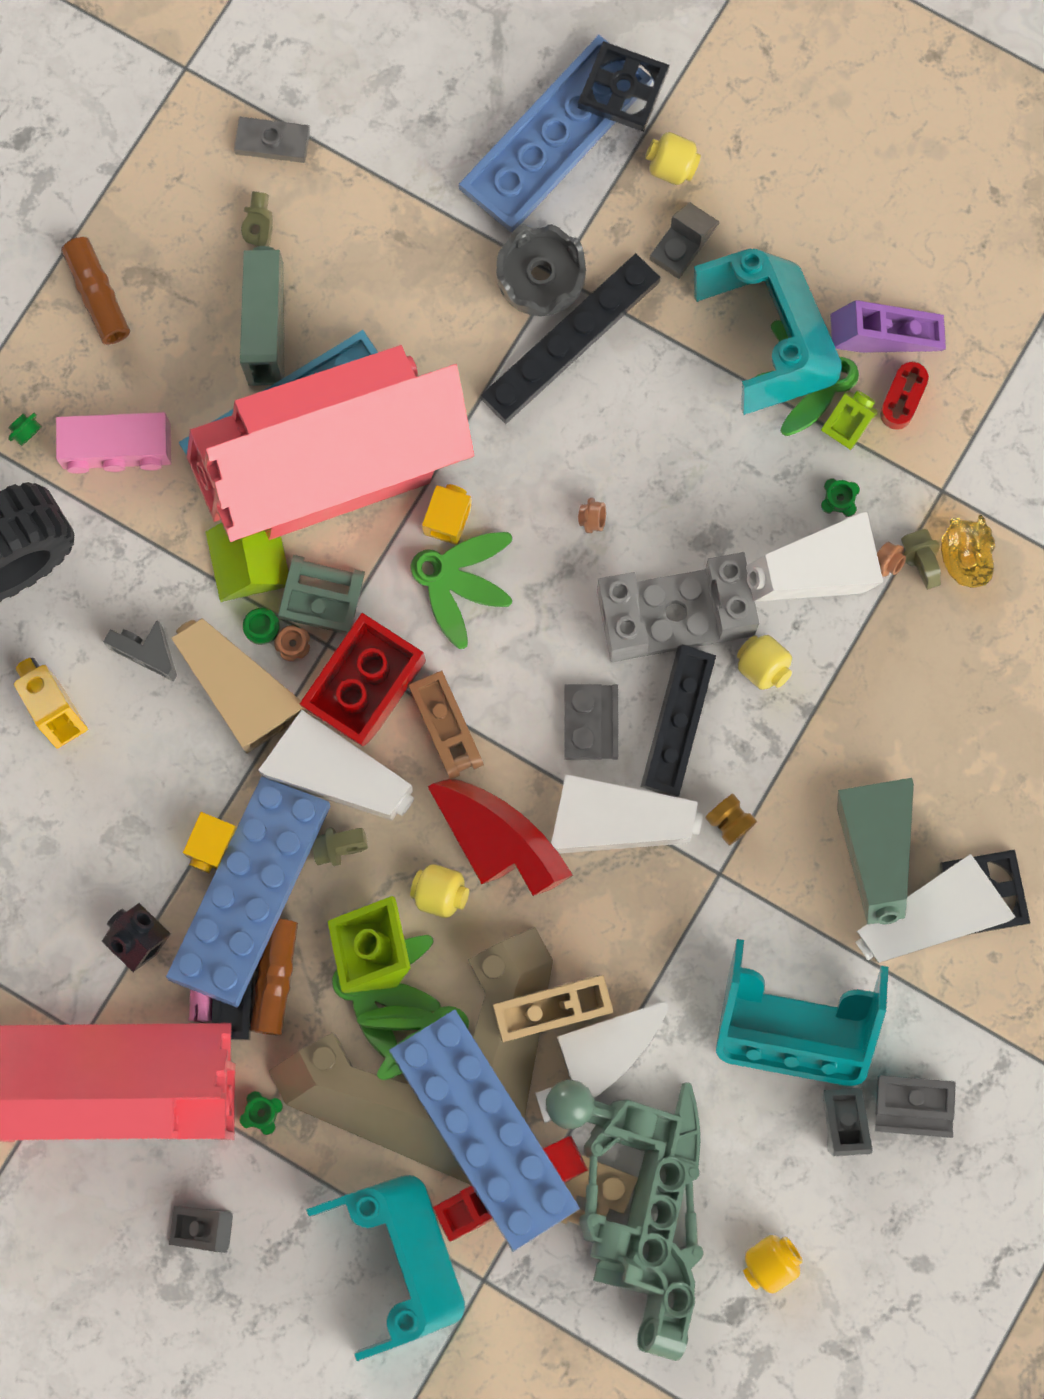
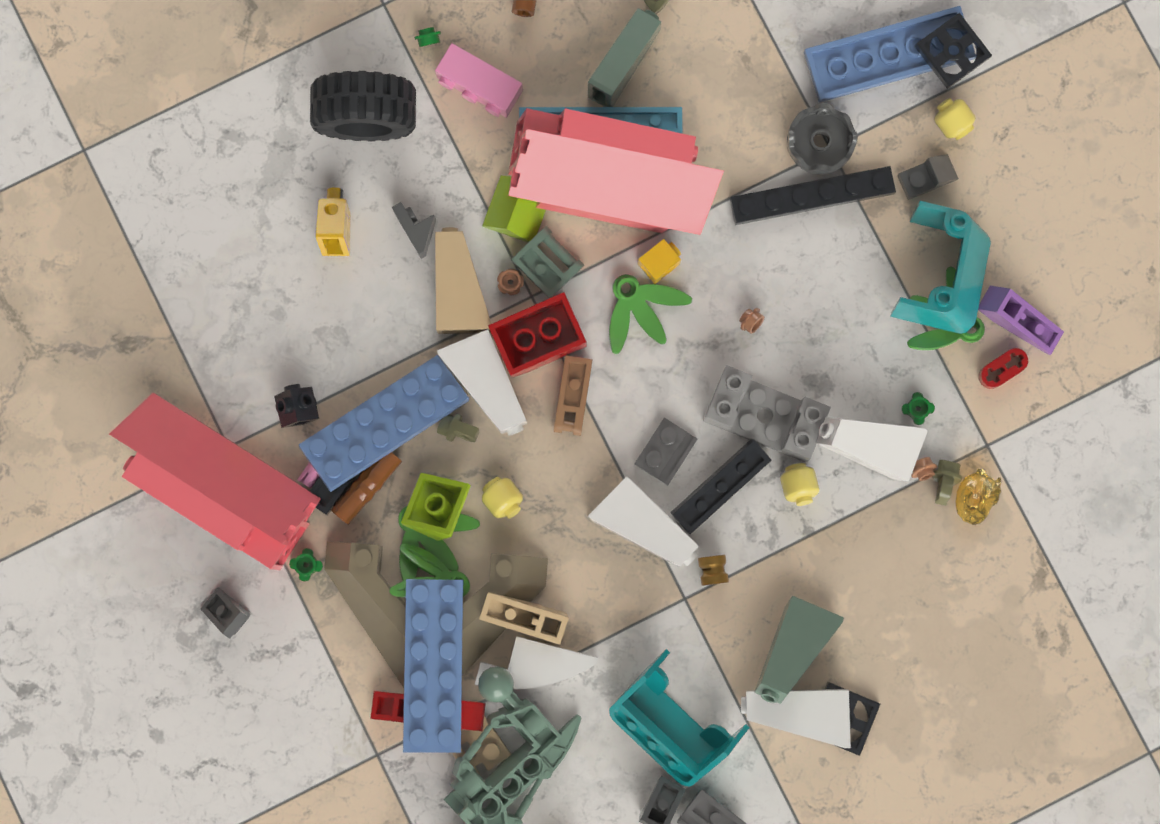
camera: 30 degrees right, 5 degrees up
(208, 842) = (378, 376): yellow brick -> none
(261, 626) = (497, 258): green plate -> none
(421, 1254) = (348, 714): teal windscreen -> none
(498, 837) = (560, 487): red slope -> none
(850, 418) = (958, 362): lime bracket -> none

